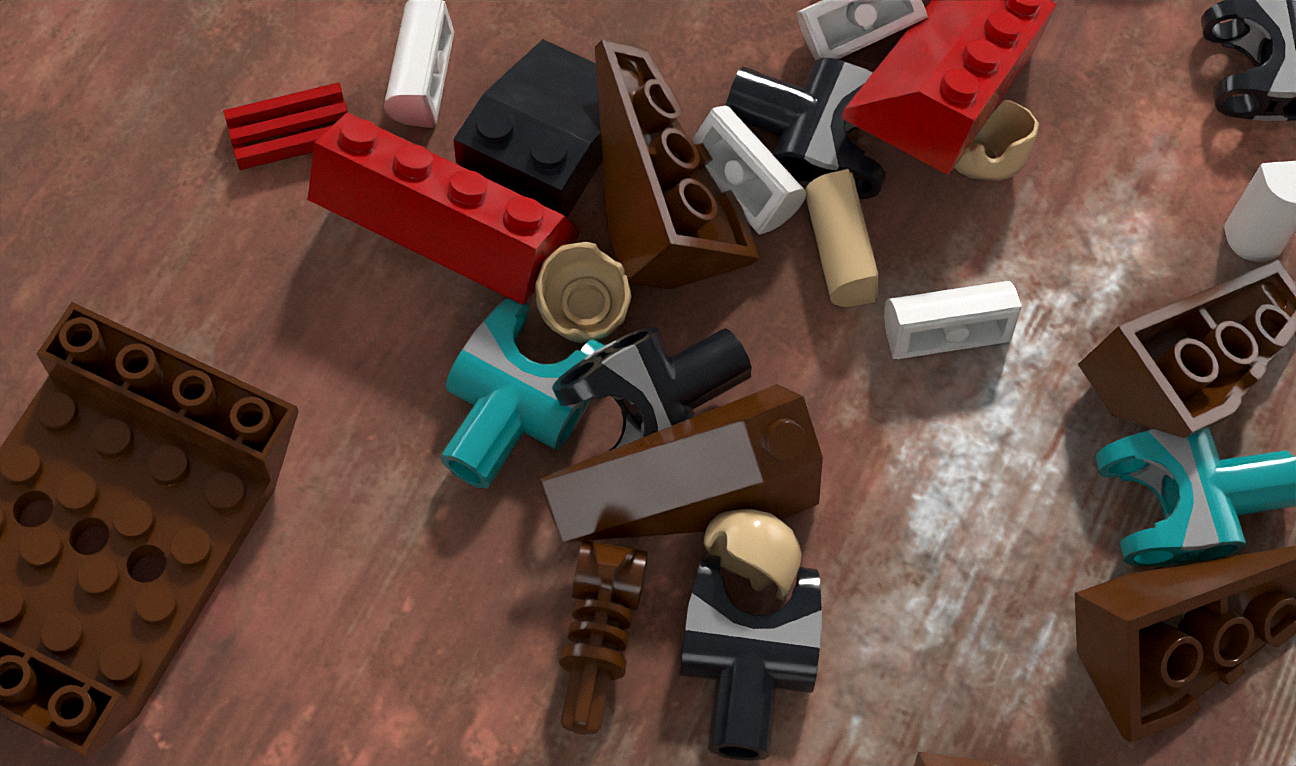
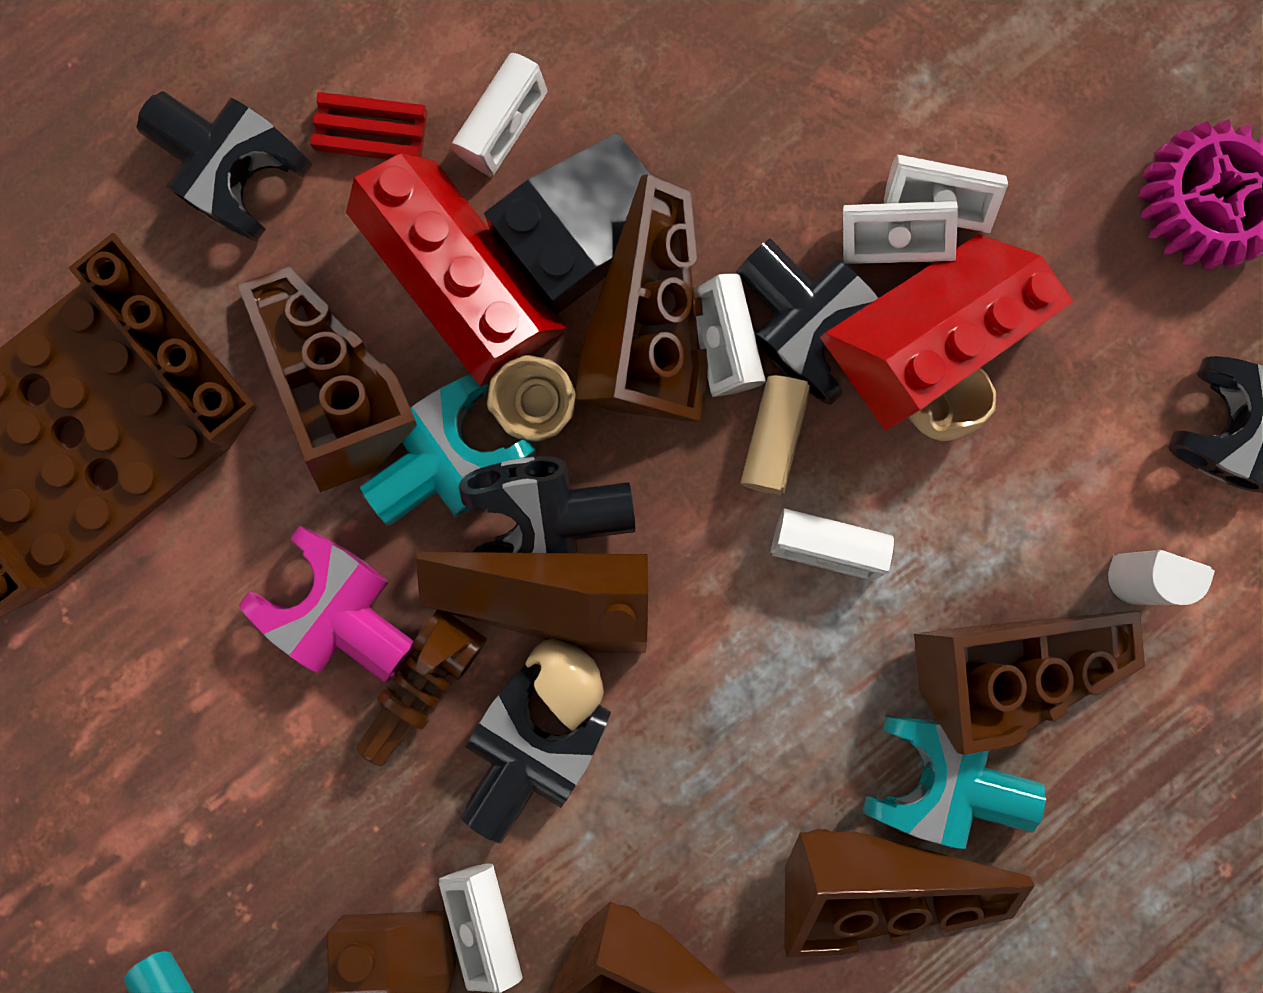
camera: 25 degrees right, 20 degrees up
(148, 207) = (218, 156): none -> black connector
(368, 378) = (334, 391): none -> reddish brown wedge
(470, 596) = (333, 613): none -> dark pink connector

